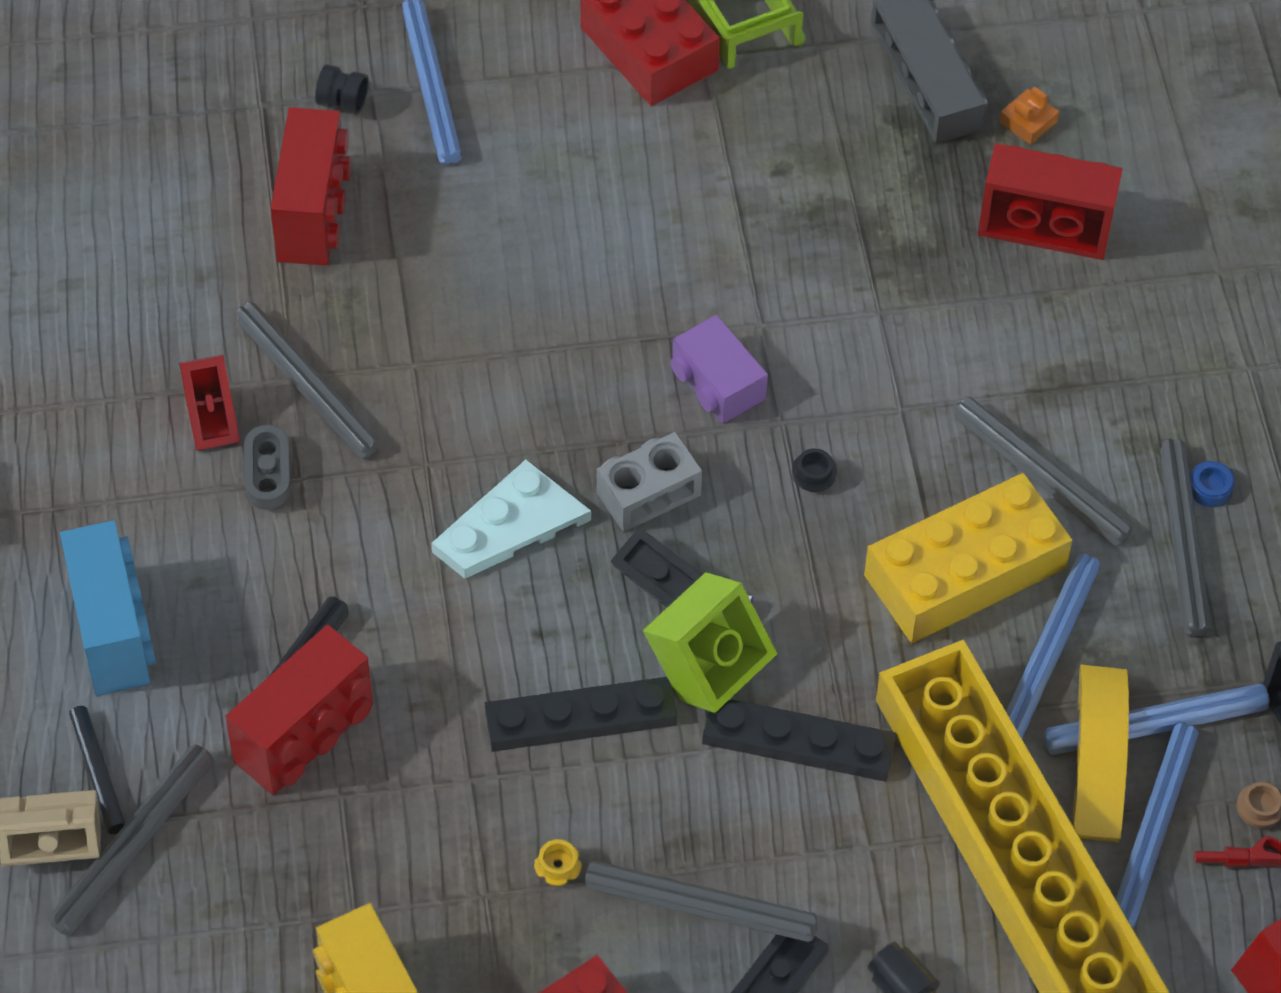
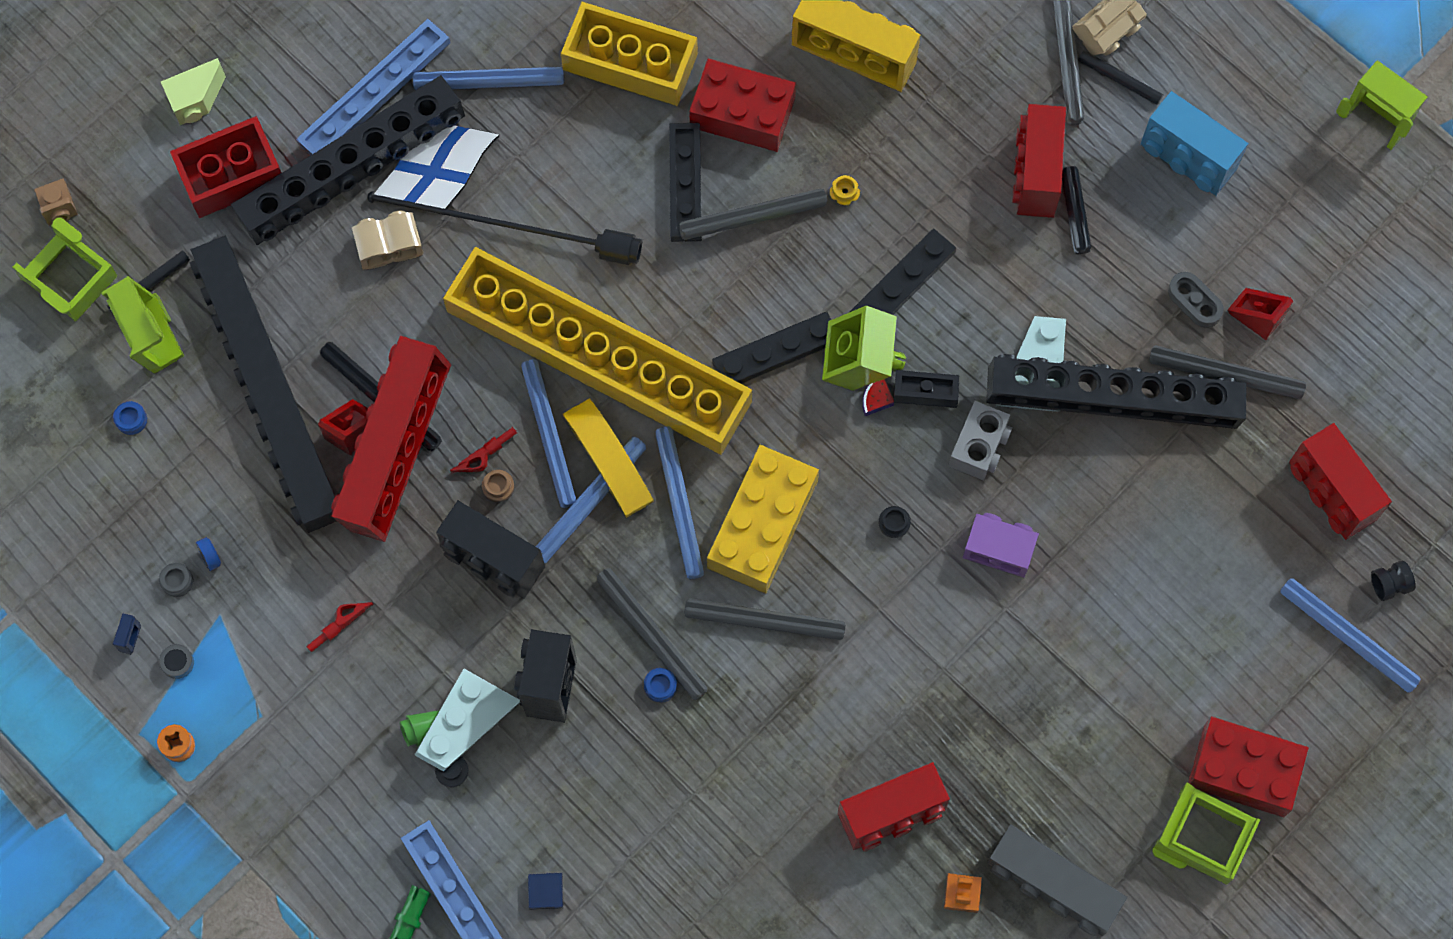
camera: 145 degrees right, 15 degrees up
(459, 420) = (1101, 400): none -> black brick

